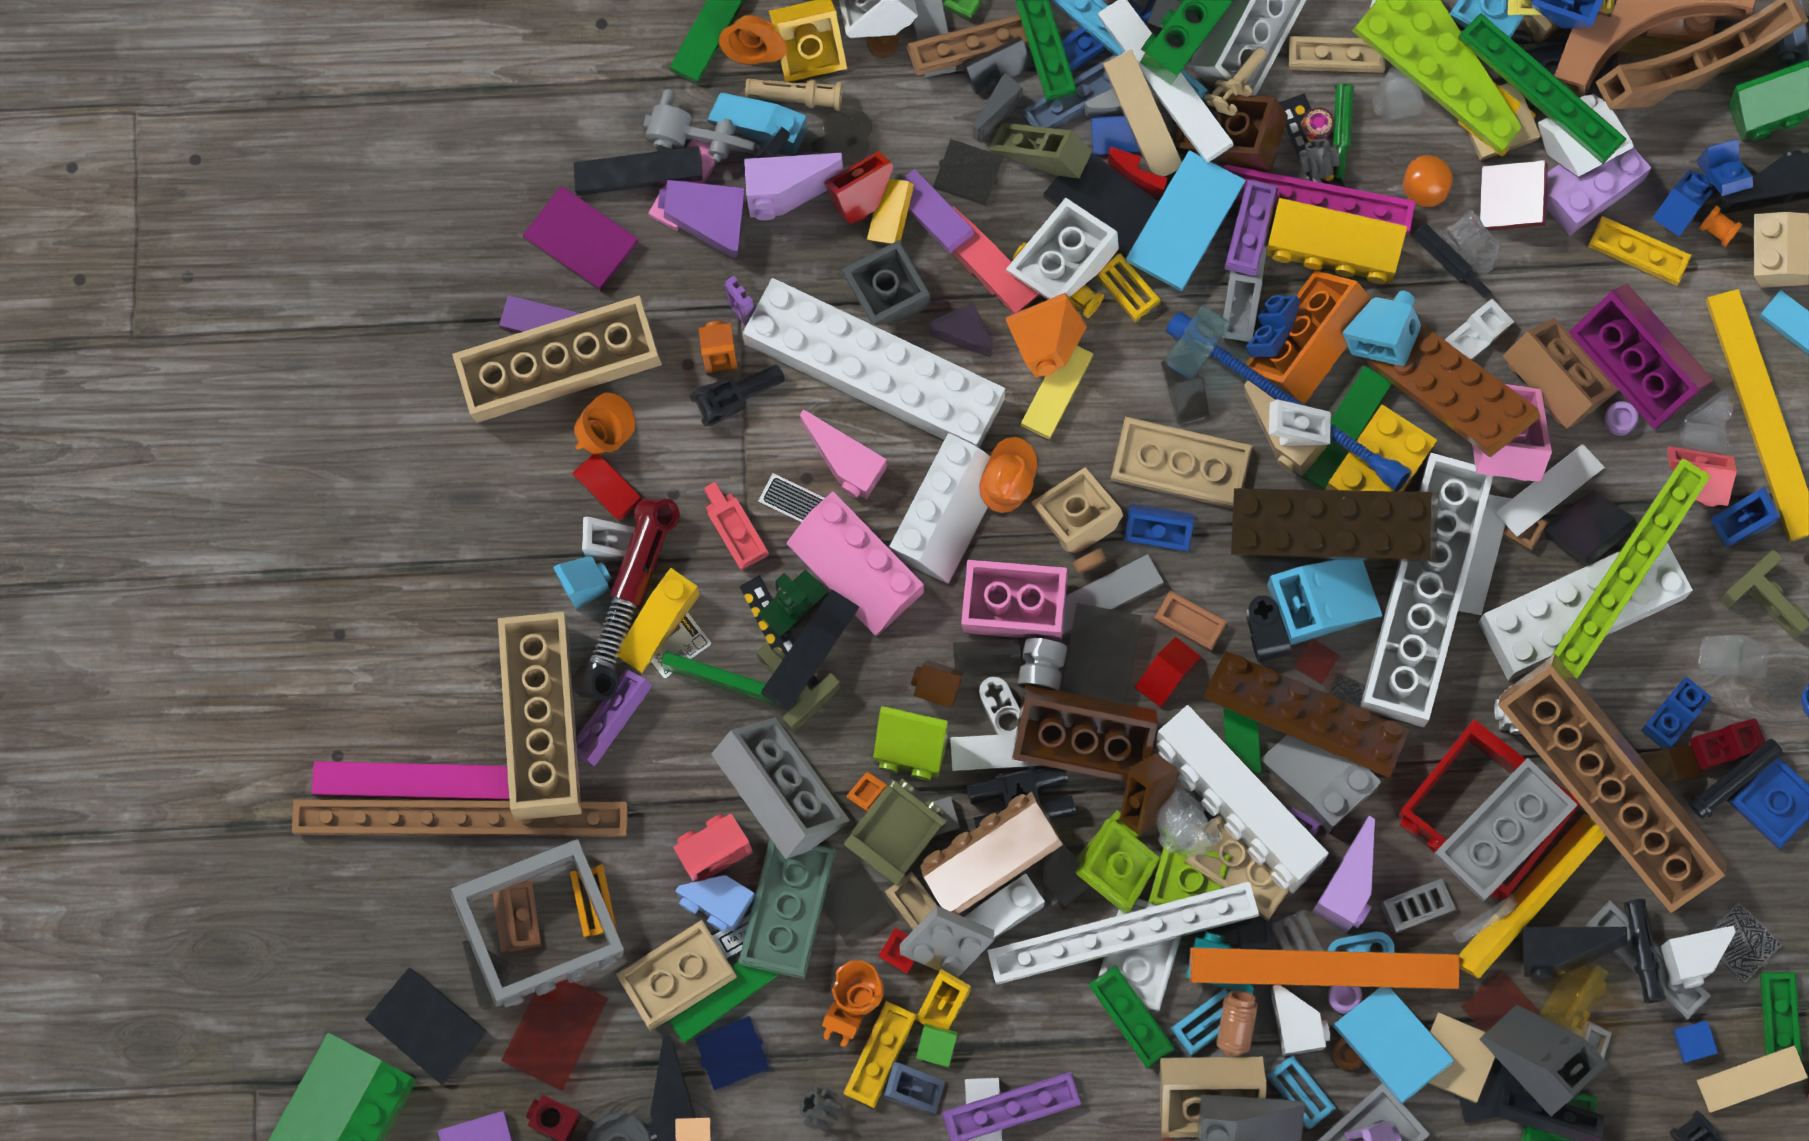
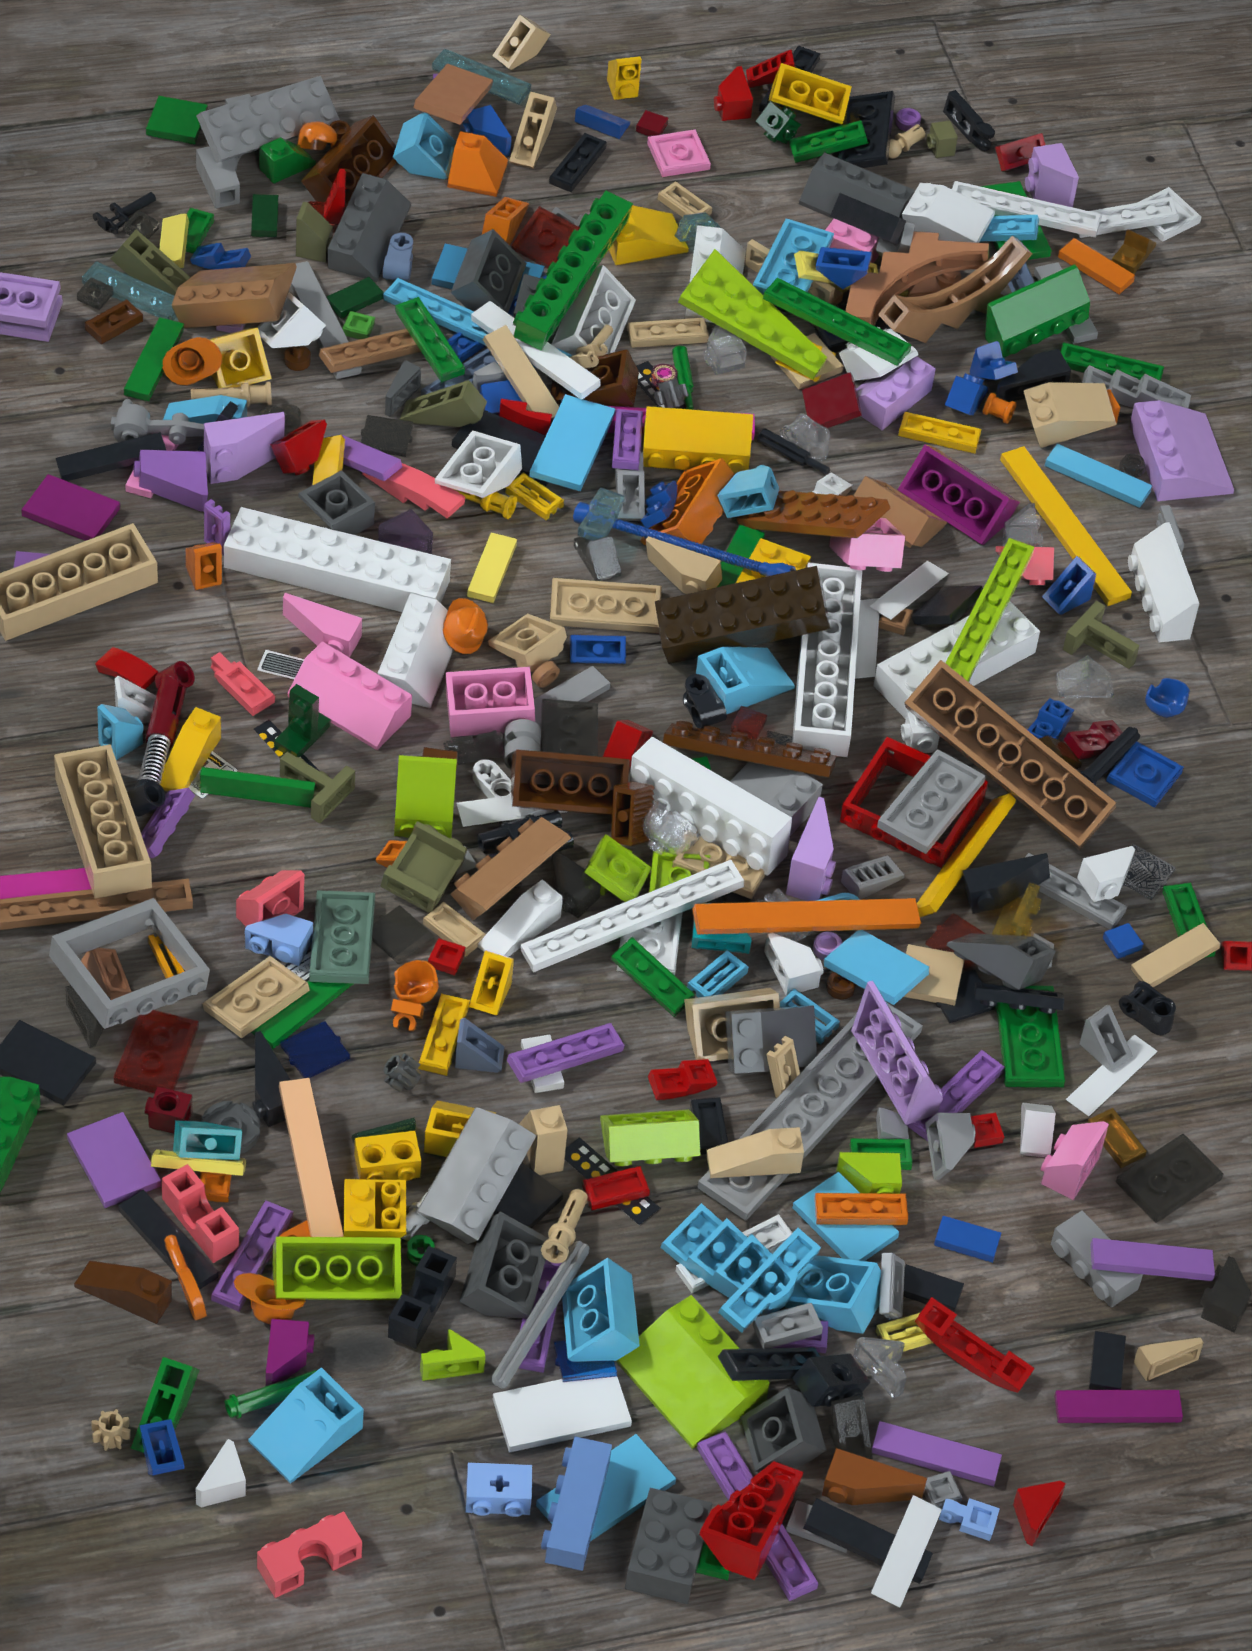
camera: 20 degrees left, 25 degrees down
(604, 424) = (116, 625): orange piece -> none
(728, 397) = (219, 599): black connector -> none
(779, 786) = (317, 852): light grey slope -> none
(810, 650) = (325, 752): black tile -> none
(936, 1045) = (492, 1018): bright green tile -> none
(946, 941) = (485, 928): light grey plate -> none
(989, 67) = (388, 363): black tile -> none
(1047, 334) = (477, 519): orange slope -> none
(1190, 621) = (638, 708): nougat tile -> none
(1237, 1023) = (743, 964): nougat head -> none
(1299, 424) = (697, 548): white slope -> none
(1427, 180) = (762, 402): orange hair -> none
(1486, 919) = (930, 870): clear tile -> none
(1621, 418) = (953, 539): lavender tile -> none
(1646, 959) = (1069, 885): black pin -> none

